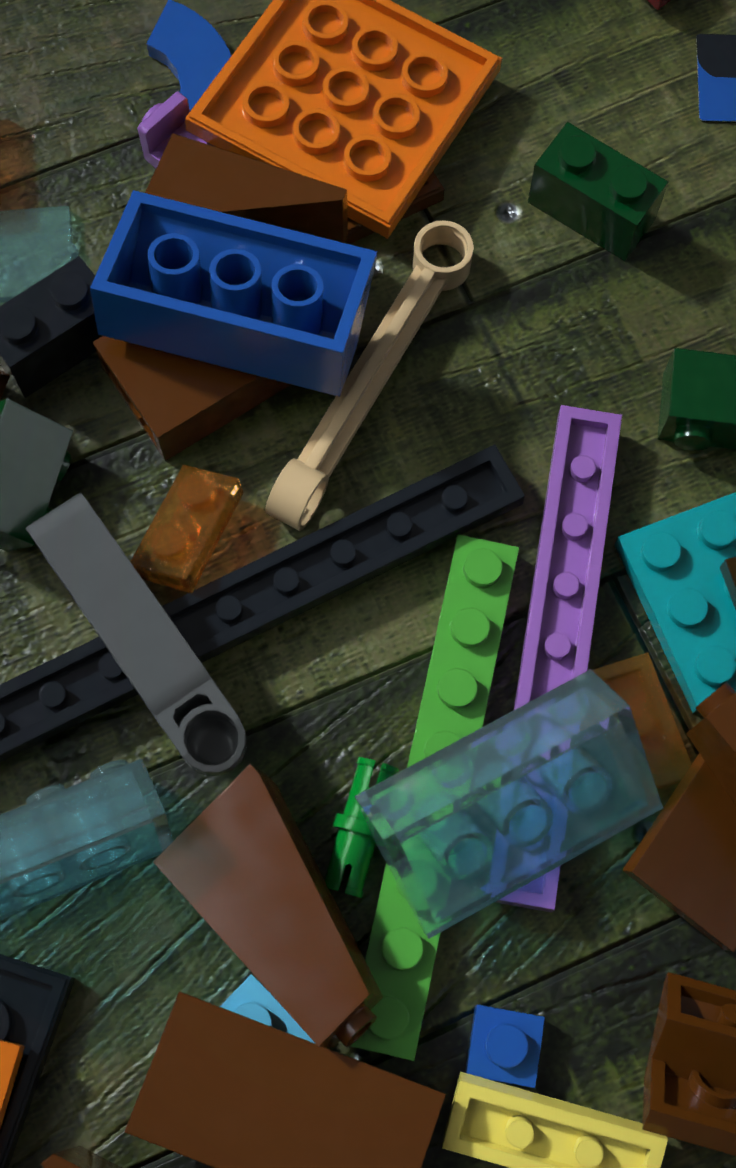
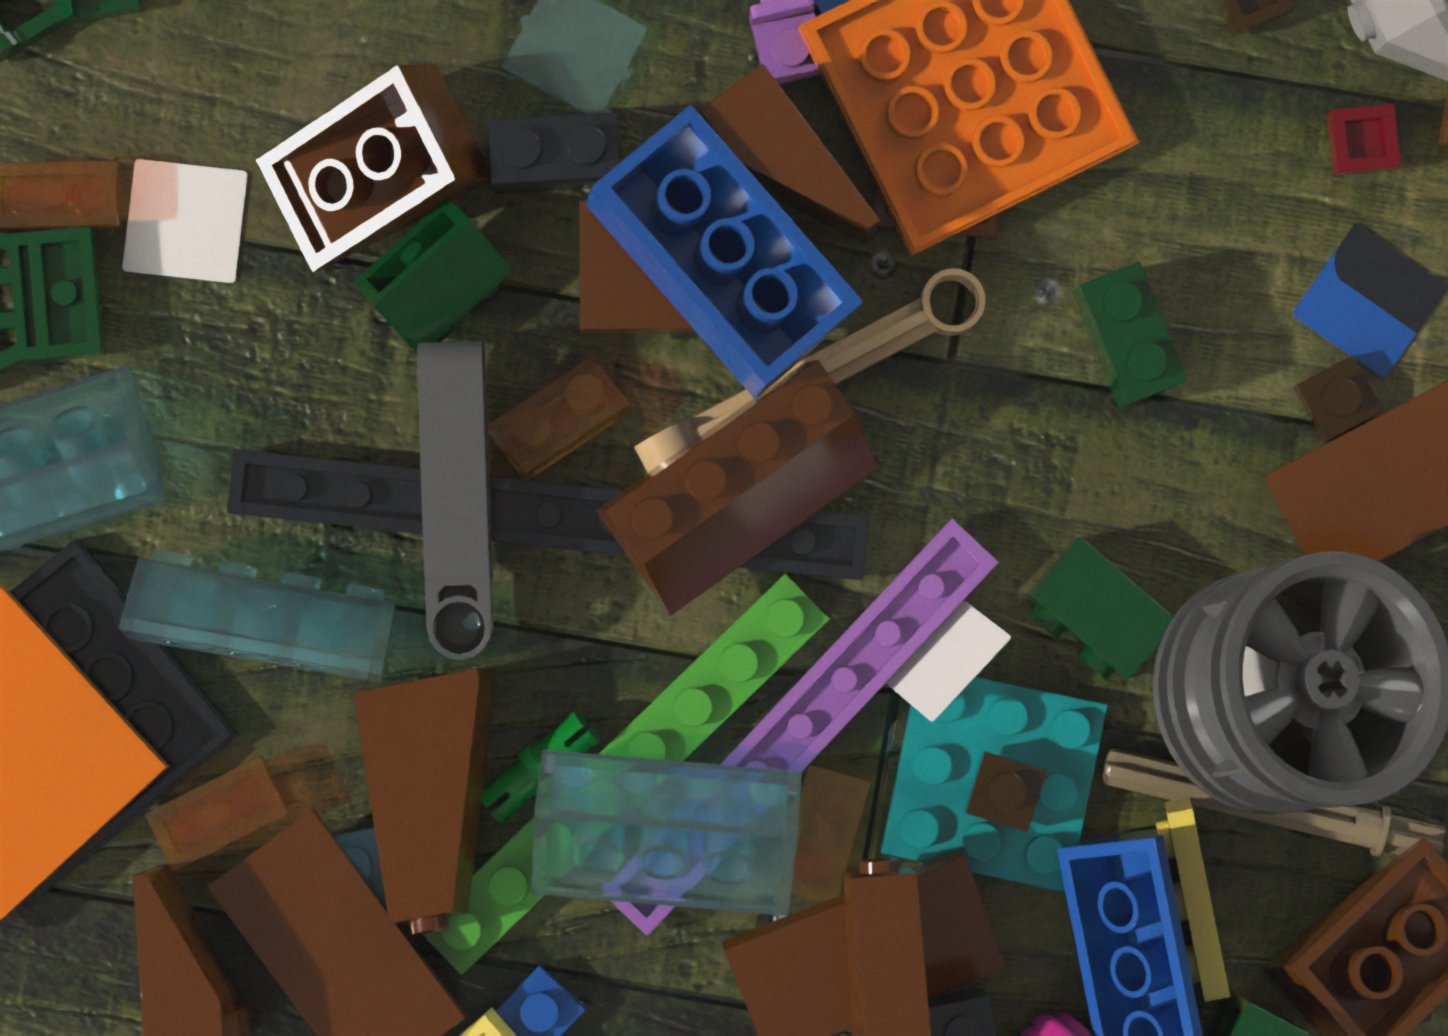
camera: 30 degrees right, 15 degrees up
(95, 1062) = (217, 813): none -> clear orange plate
(373, 474) = (740, 486): none -> reddish brown slope
(642, 509) = (948, 660): none -> white sticker

